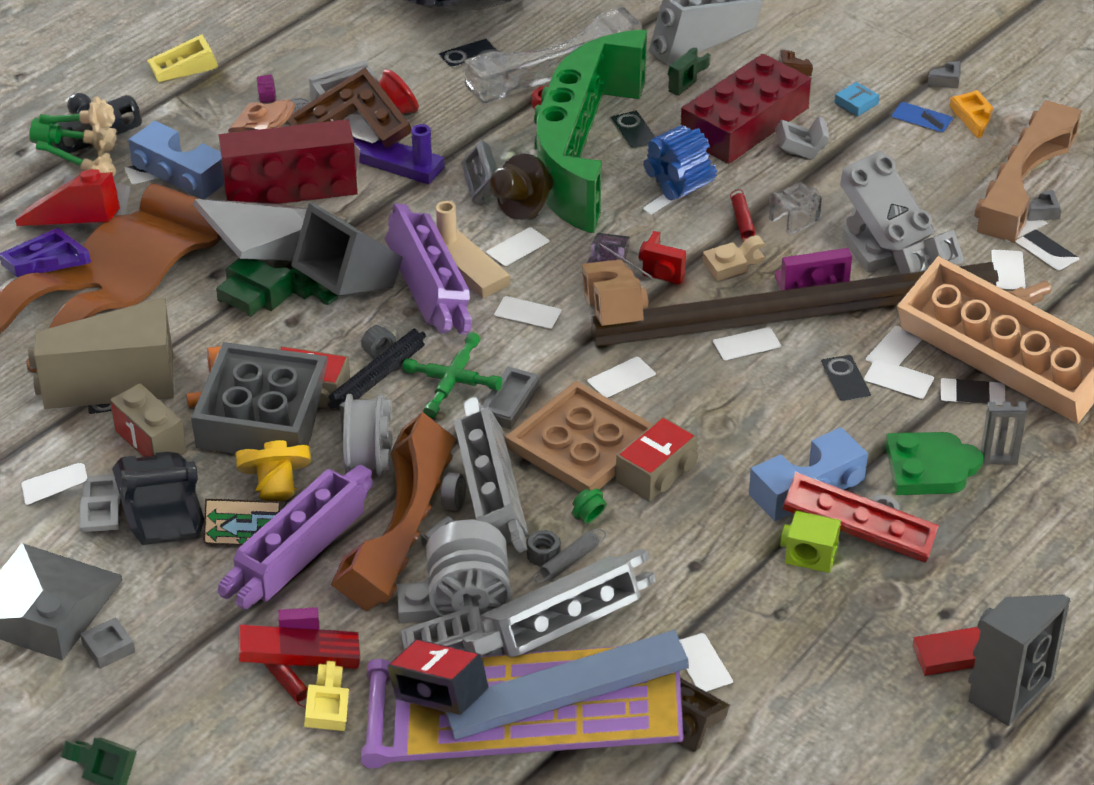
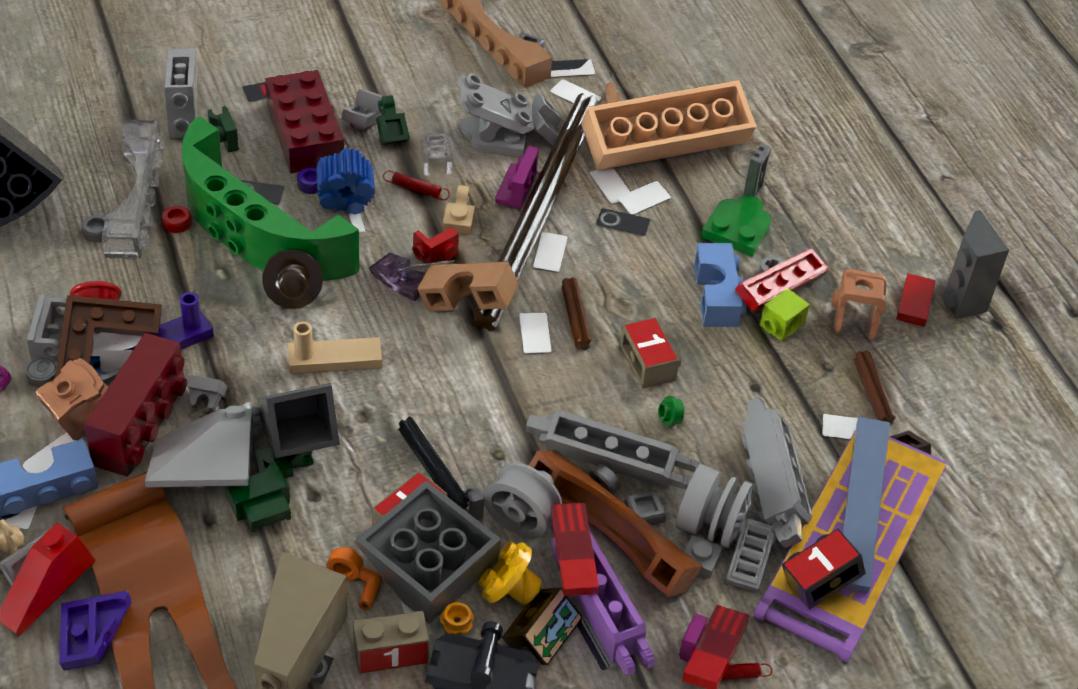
camera: 65 degrees left, 5 degrees up
(211, 460) = (457, 611): none -> light orange plate
(315, 480) = (574, 549): none -> tile
(327, 700) = (783, 656): light yellow plate -> none
(350, 202) = (206, 387): none -> light grey tile
(371, 338) = (397, 449): dark grey axle -> none
(429, 270) = (352, 377): medium lavender hinge -> none
(451, 374) = (470, 422): green piece -> none
(457, 55) = (64, 236): black sticker -> none
(483, 167) = (266, 301): flat silver tile -> none
(513, 396) = (512, 402): flat silver tile -> none
(517, 246) = (339, 319): white sticker -> none
(528, 312) = (421, 349): white sticker -> none
(542, 538) = (695, 450): dark grey axle -> none
(569, 555) = (708, 446): light grey piece -> none
(577, 437) = (596, 380): medium nougat plate -> none
(671, 389) = (576, 313): none -> reddish brown axle
(775, 658) = (874, 387): none -> reddish brown axle
(788, 58) = (258, 76): reddish brown tile -> none
(801, 162) = (391, 126): none -> dark green plate
(856, 99) = (337, 66): dark azure tile -> none
(881, 592) = (850, 292): none -> nougat piece
(922, 116) = (382, 48): blue sticker -> none
(945, 76) = (351, 14): flat silver tile -> none
(972, 391) = (681, 171): sticker -> none
(973, 111) = (403, 23): light orange tile -> none

